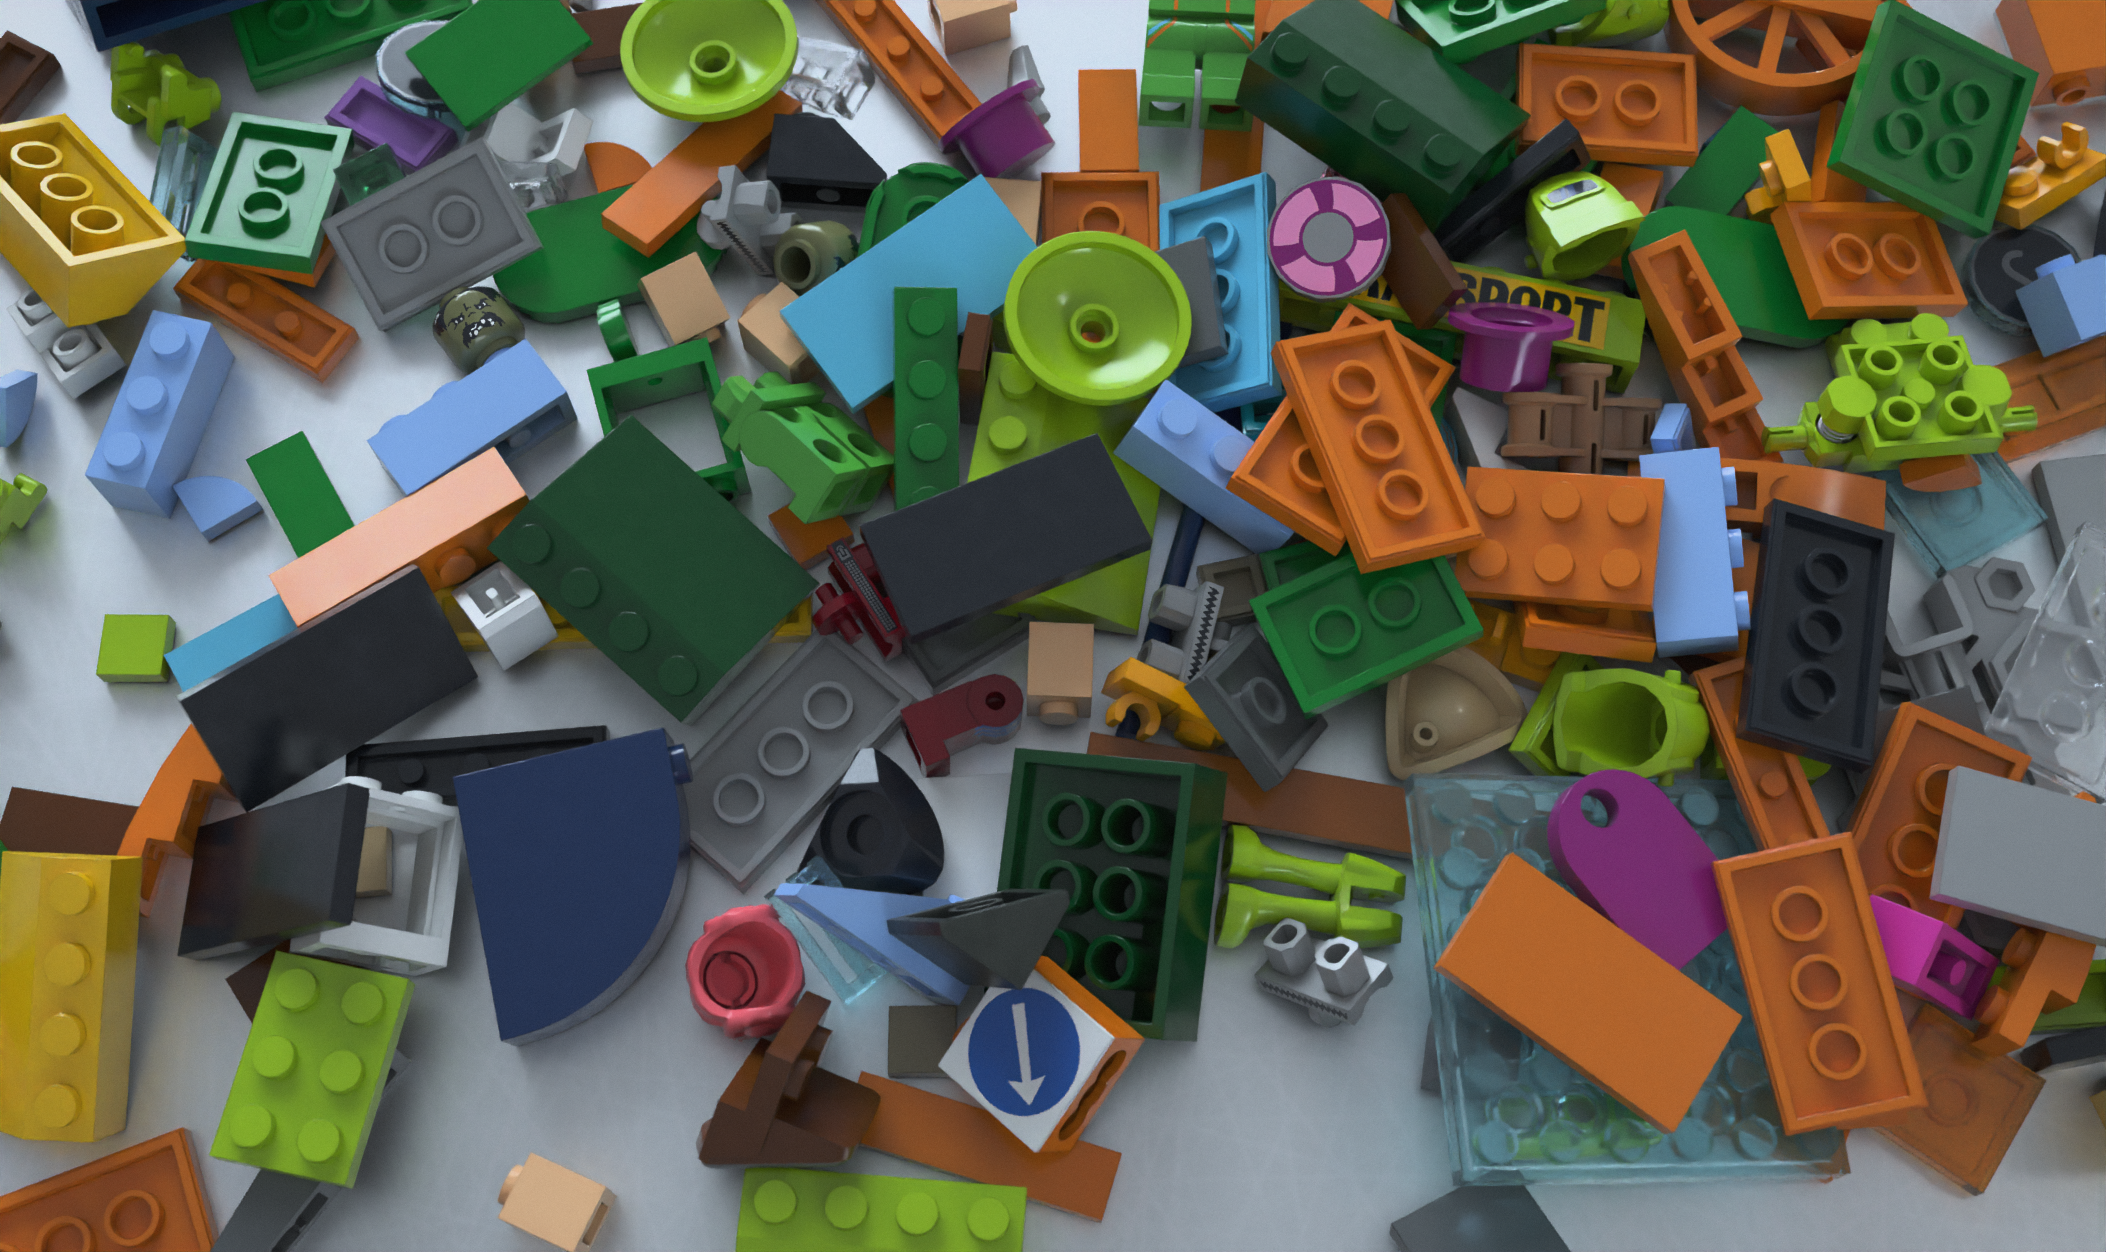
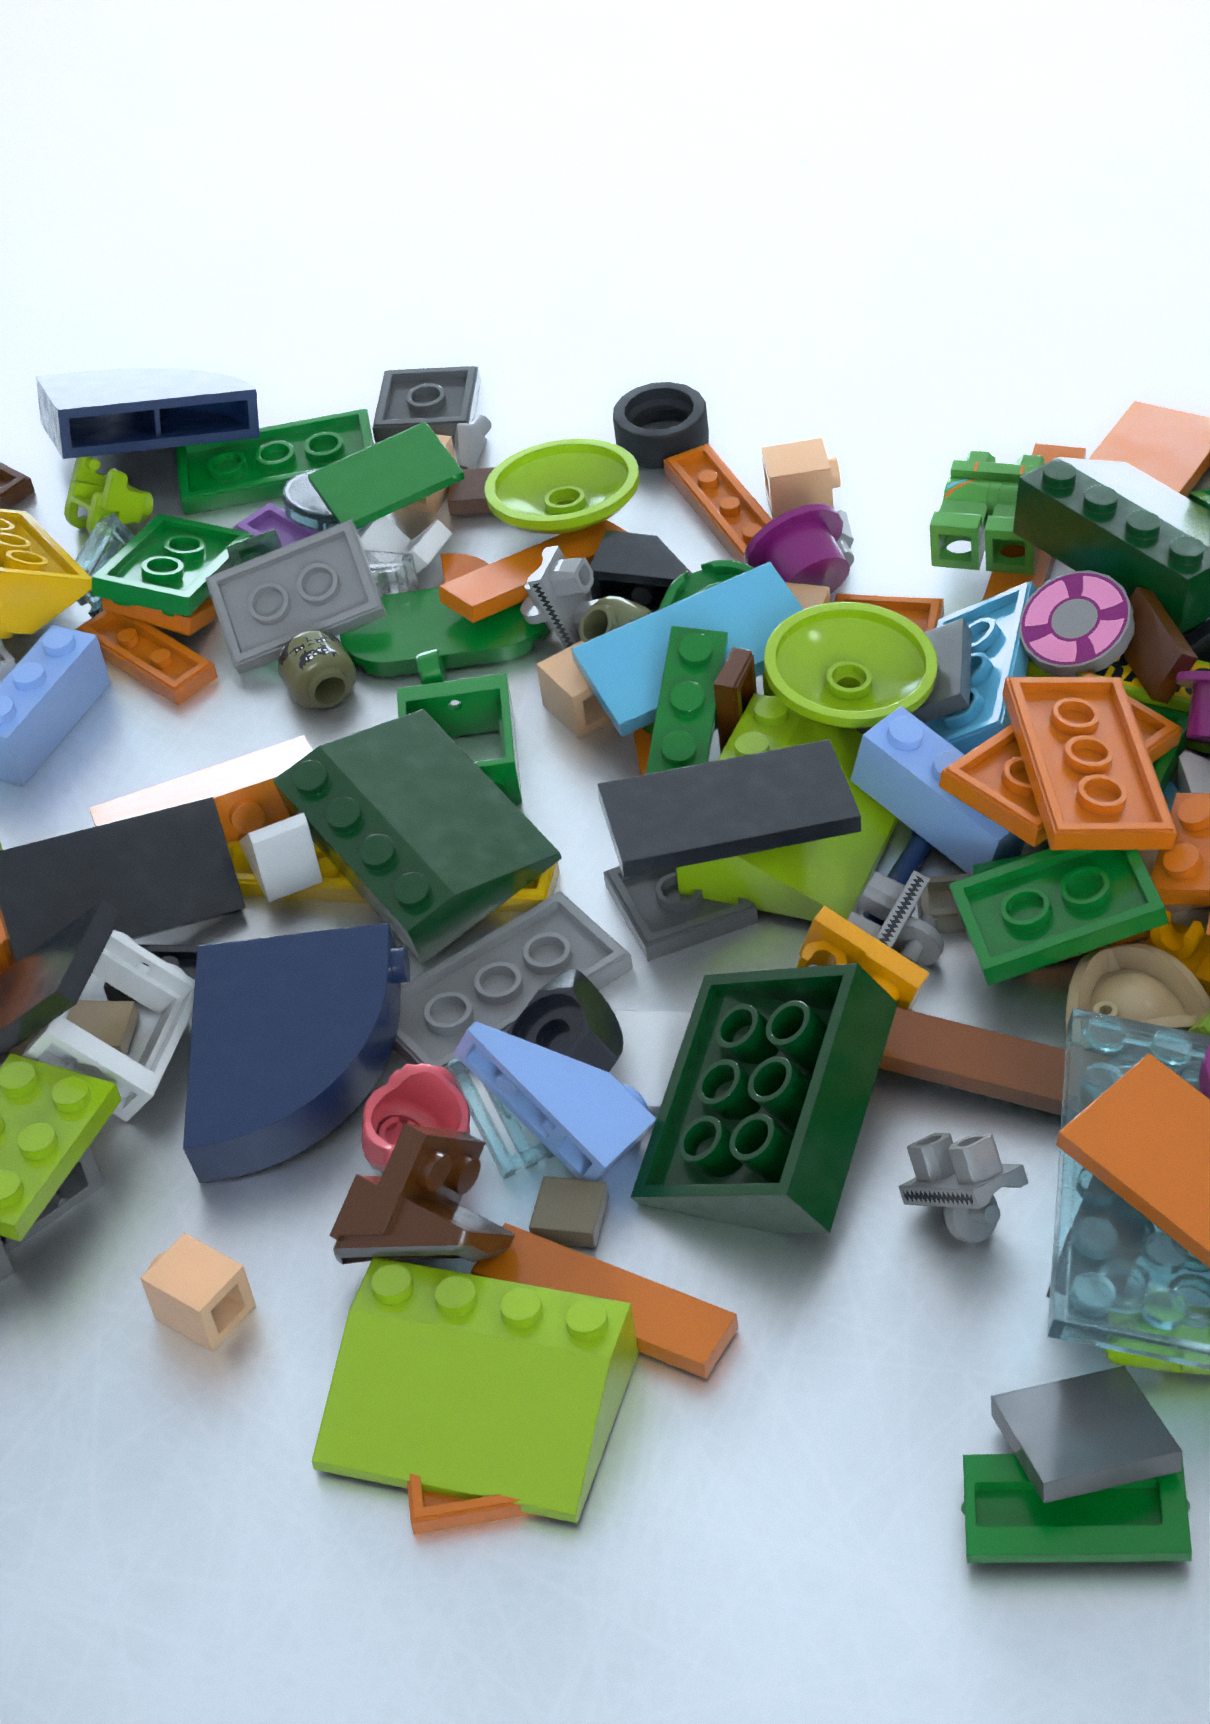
camera: 20 degrees right, 25 degrees down
(216, 503) = (65, 774): light blue tile -> none
(300, 493) = (132, 762): green tile -> none
(502, 405) = (317, 709): light blue brick -> none
(684, 301) = (495, 646): light nougat brick -> none
(805, 444) = (566, 742): bright green hips -> none
(808, 541) = (569, 826): orange tile -> none
(842, 87) = (670, 517): clear slope -> none
(859, 599) = (594, 871): dark red hips -> none
(960, 718) = (664, 967): dark red leg -> none
(987, 937) = (624, 1074): pearl dark grey slope -> none
(1041, 1056) = (672, 1202): piece -> none
(1060, 671) = (765, 931): light nougat brick -> none
(1108, 120) = (904, 563): orange tile -> none
(1255, 708) = (939, 966): dark grey tile -> none
(1355, 877) = (1020, 1127): lime piece -> none

